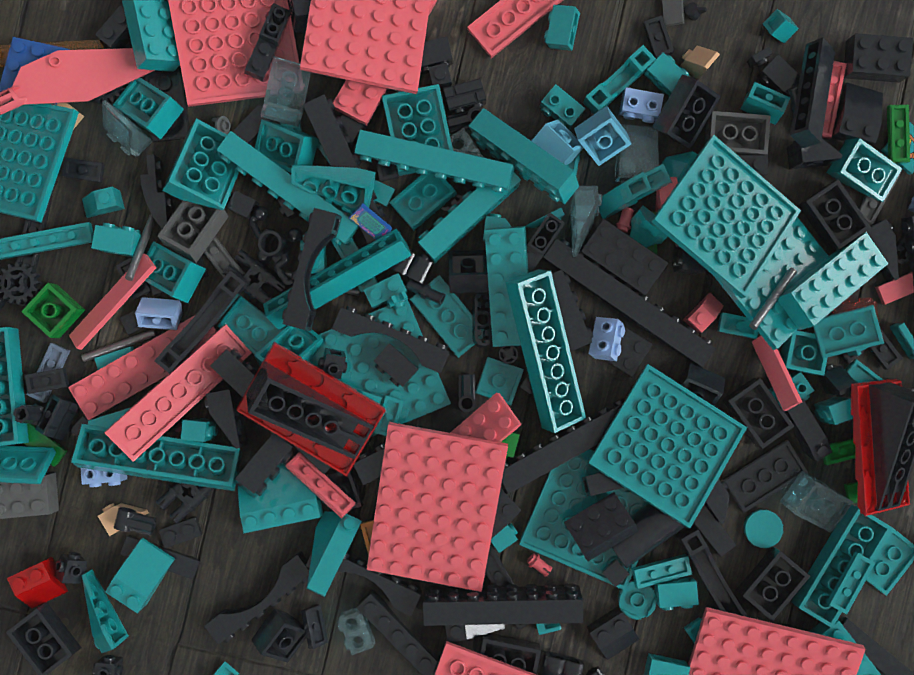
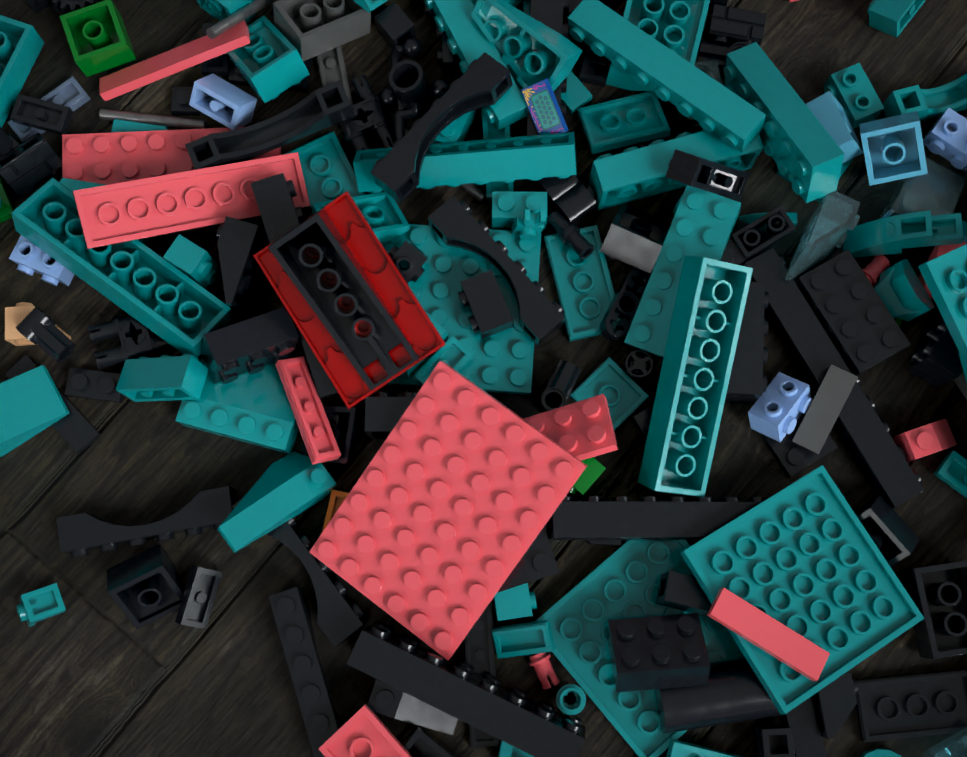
camera: 30 degrees right, 10 degrees down
(221, 511) = (162, 378): none -> teal brick
(361, 629) = (259, 632): clear light blue brick -> none
(493, 218) = (707, 175): none -> black slope
(518, 554) = (523, 639): none -> teal tile
(564, 580) = (576, 705): none -> teal cone
(615, 572) = (645, 732): black tile -> none
(634, 328) = (824, 409): none -> dark grey tile
(660, 487) = (768, 634): none -> coral tile

